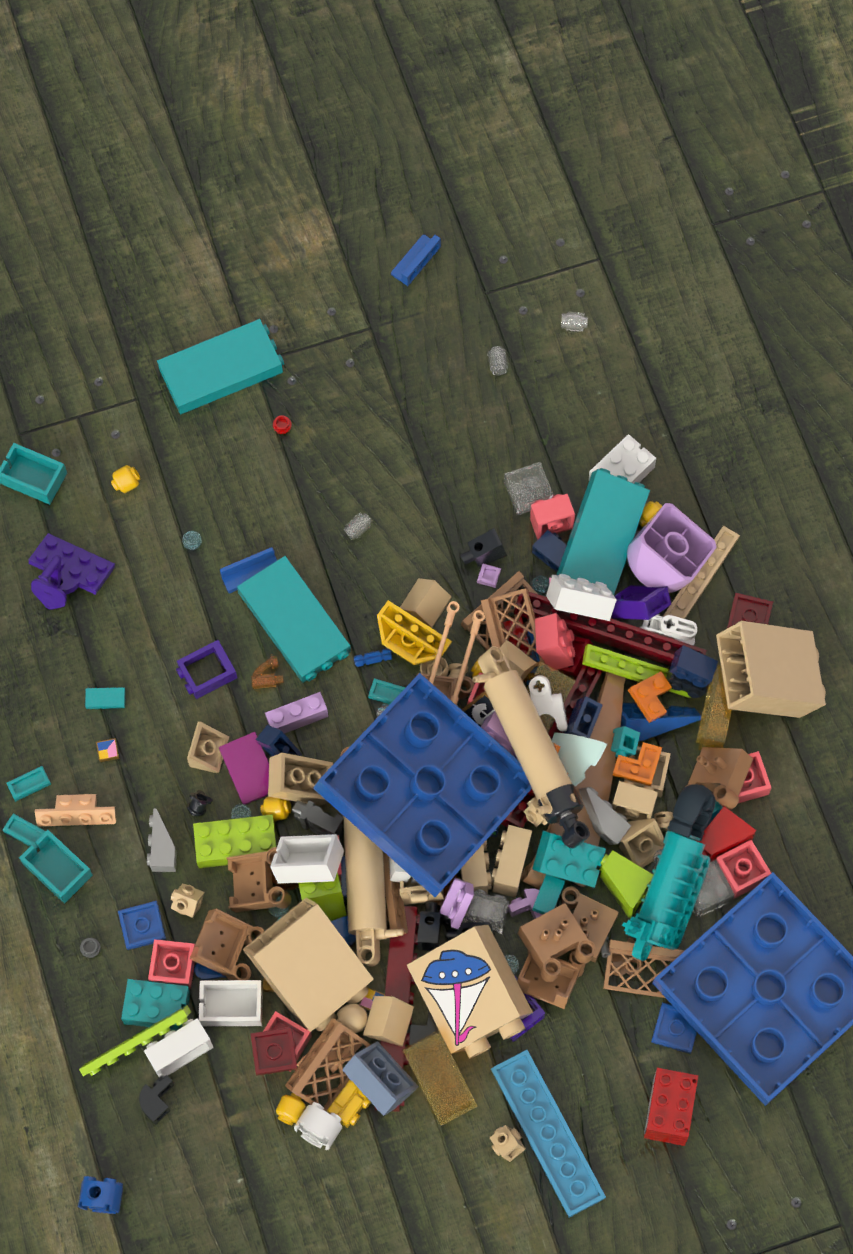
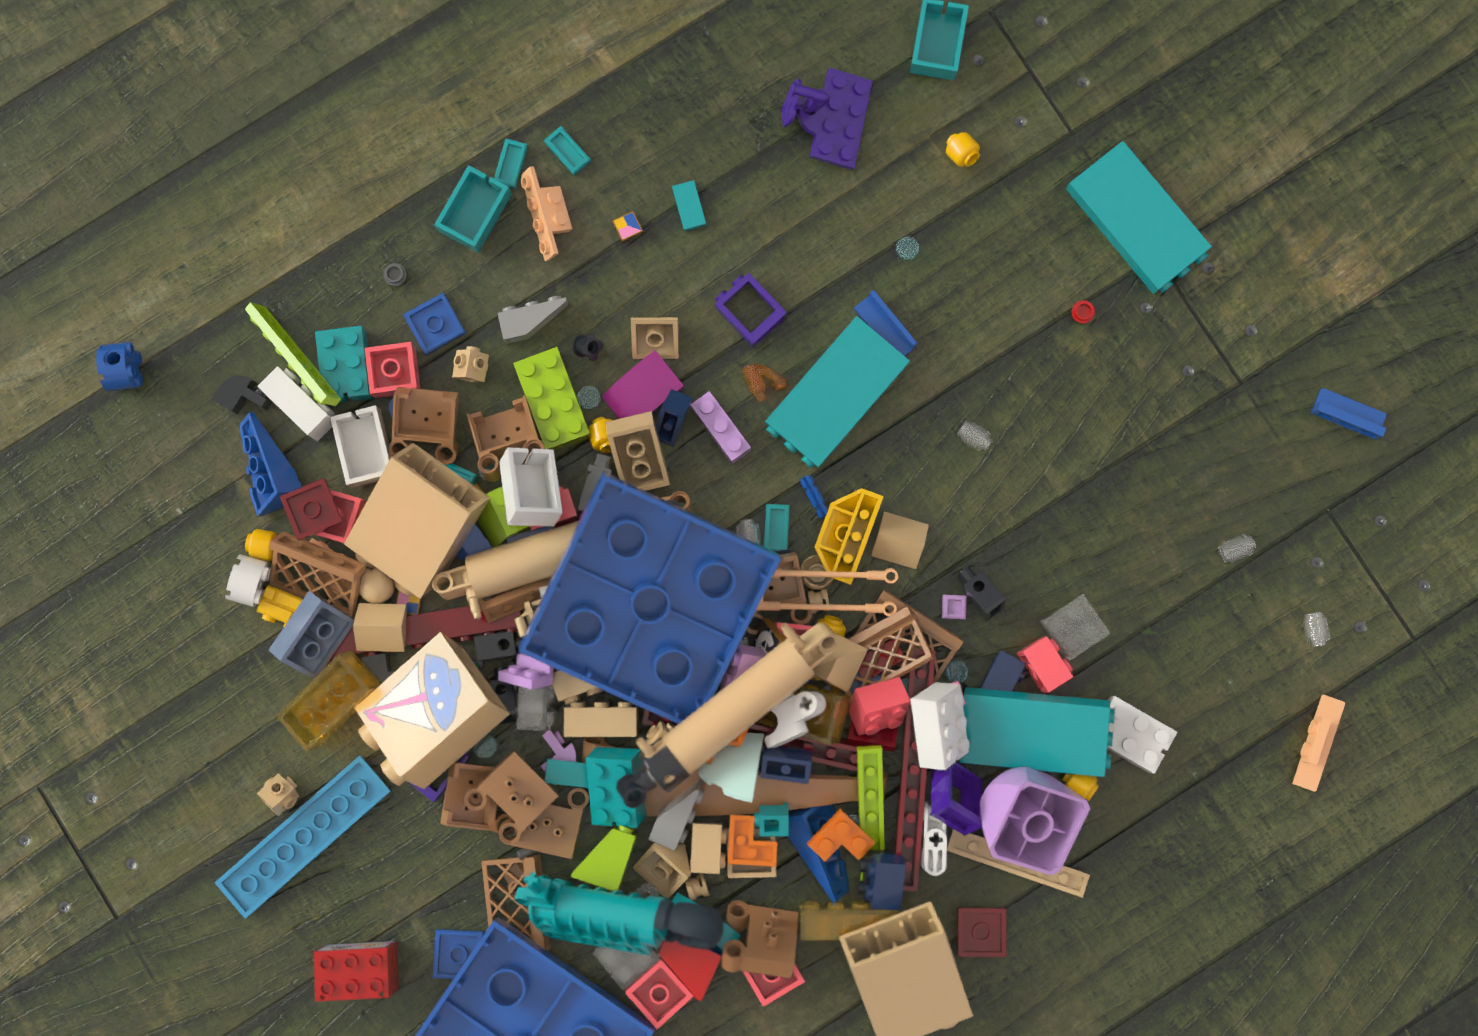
camera: 75 degrees right, 15 degrees up
(228, 1091) = (268, 467): none -> blue wedge
(661, 342) = (1318, 744): none -> light nougat bracket

